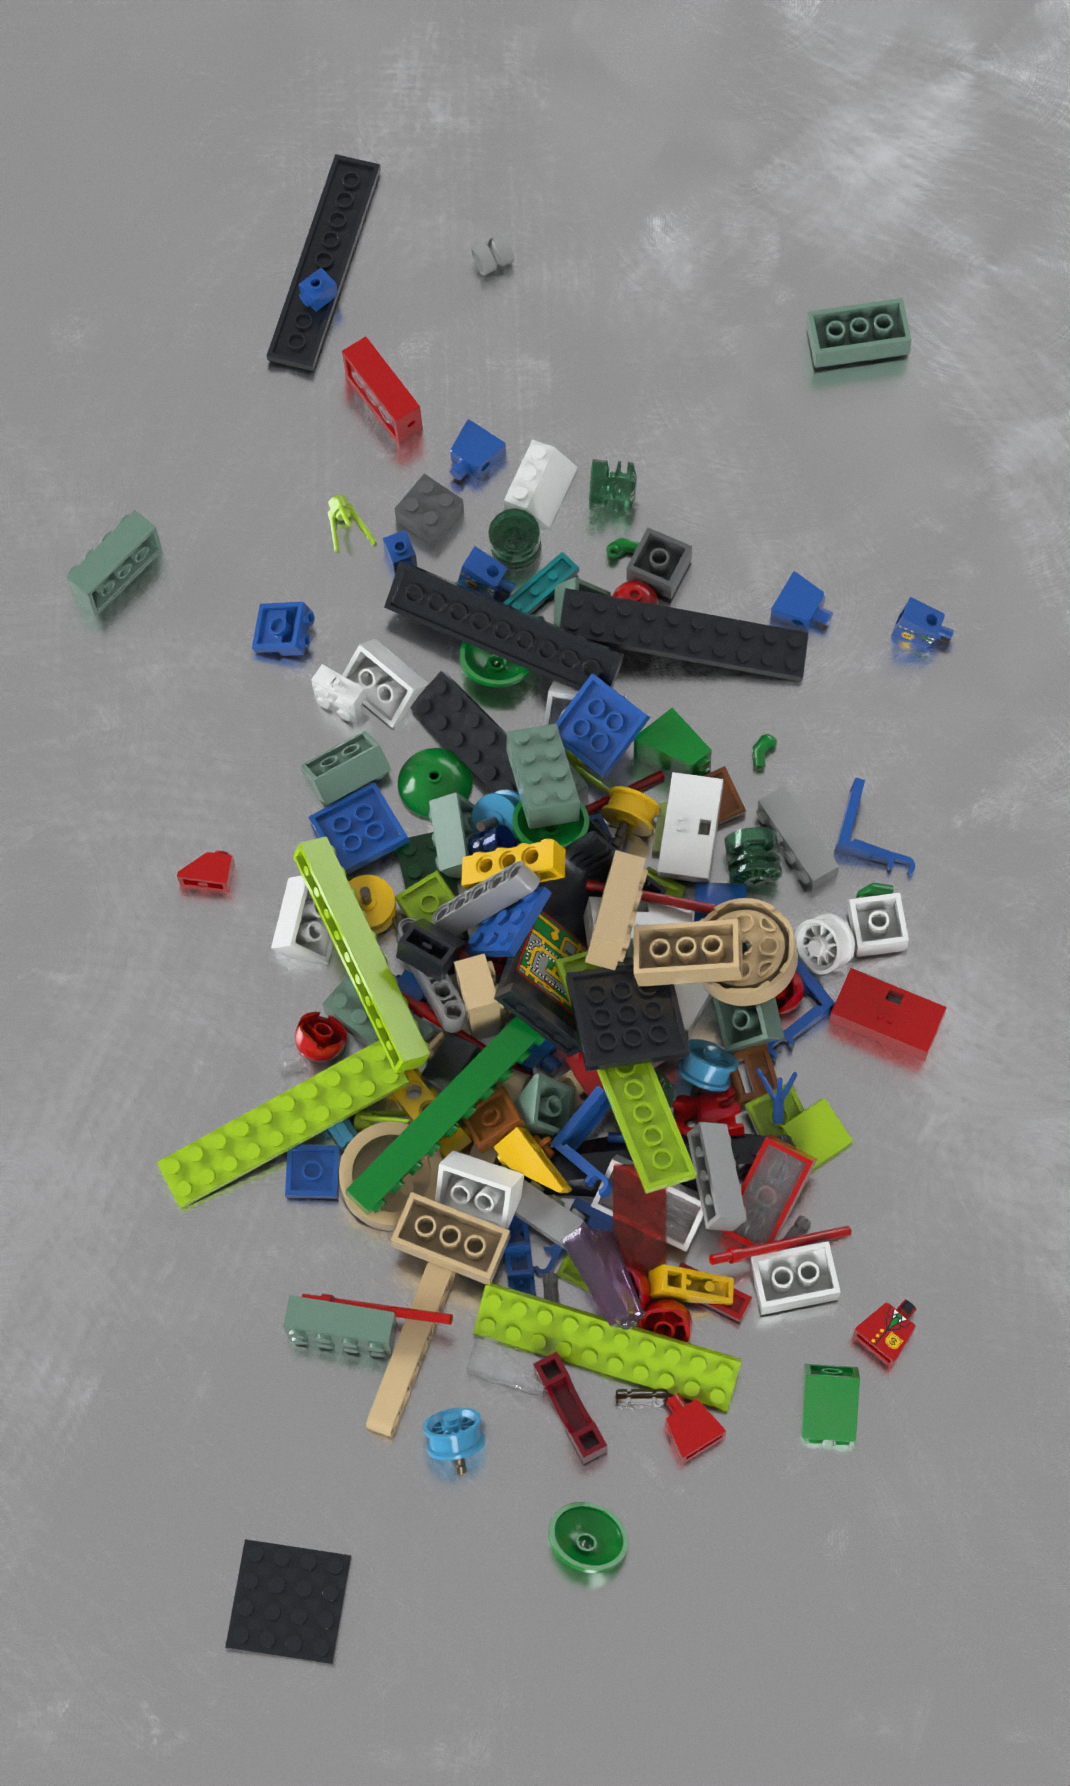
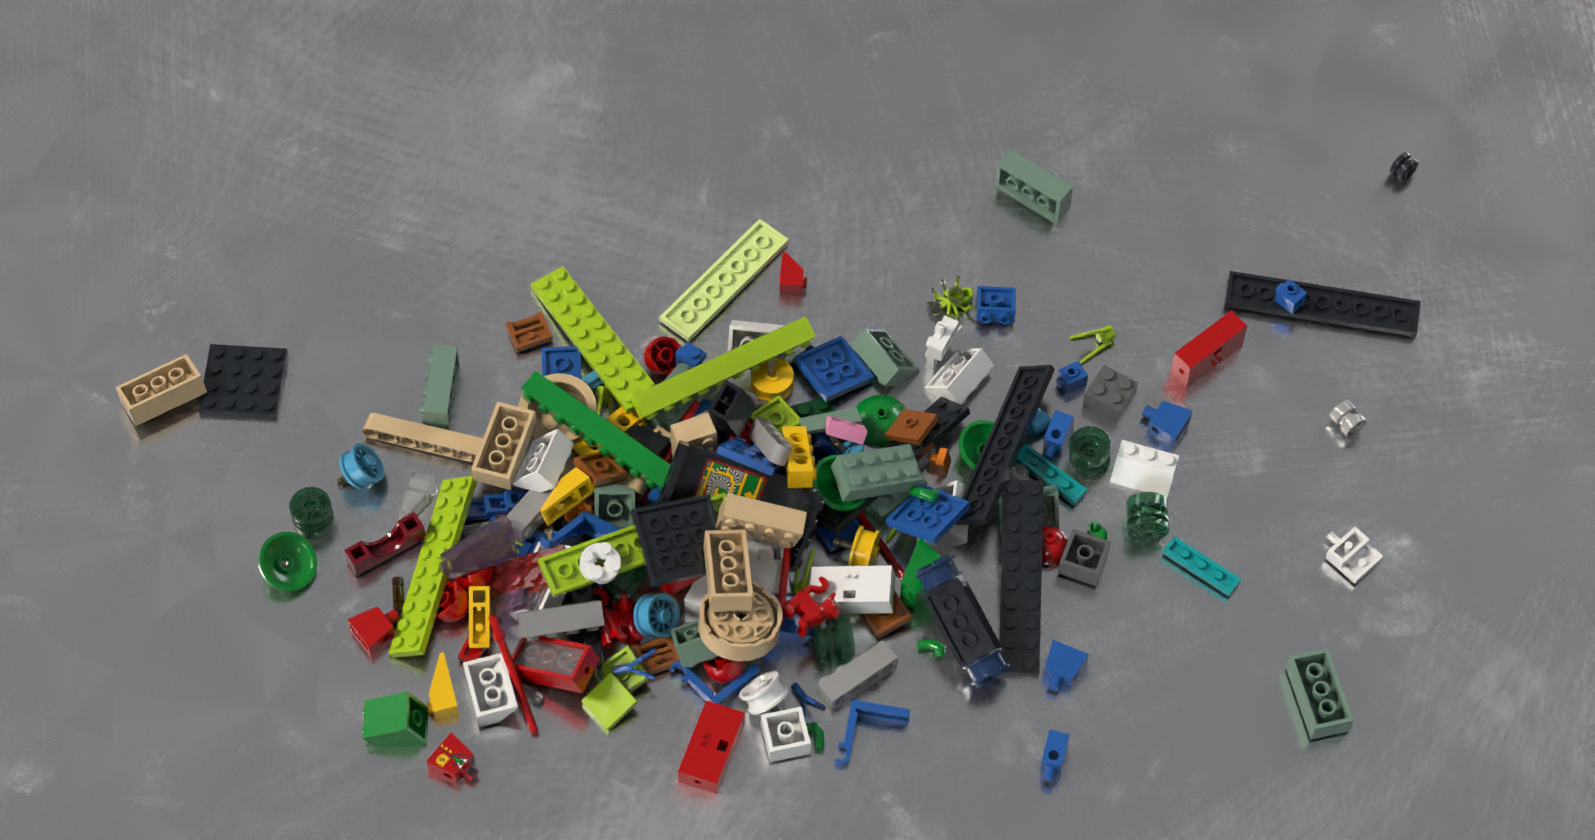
camera: 80 degrees right, 10 degrees down
(140, 143) = (1404, 167): none -> black wheel
(203, 956) = (724, 280): none -> yellowish green plate
(262, 1210) = (529, 336): none -> dark orange plate
(268, 678) = (955, 298): none -> animal
(301, 1712) = (161, 389): none -> tan brick
(331, 998) = (690, 355): none -> blue bracket
(400, 1312) = (462, 384): red bar -> none
(461, 739) = (911, 426): none -> dark orange plate
(471, 809) = (845, 429): none -> bright pink slope
(506, 715) = (940, 461): none -> orange tile
(517, 1520) = (312, 522): none -> clear green wheel
(576, 720) = (925, 494): none -> green arm
(659, 1099) = (597, 573): none -> white plate
(675, 275) = (1353, 554): none -> white plate
(676, 439) = (1201, 566): none -> teal plate
(679, 1243) = (509, 602): none -> tile
(727, 874) = (808, 609): none -> red animal
(752, 699) = (962, 620): none -> black brick
(791, 1342) = (441, 692): none -> yellow slope
(821, 904) = (803, 697): none -> blue plant

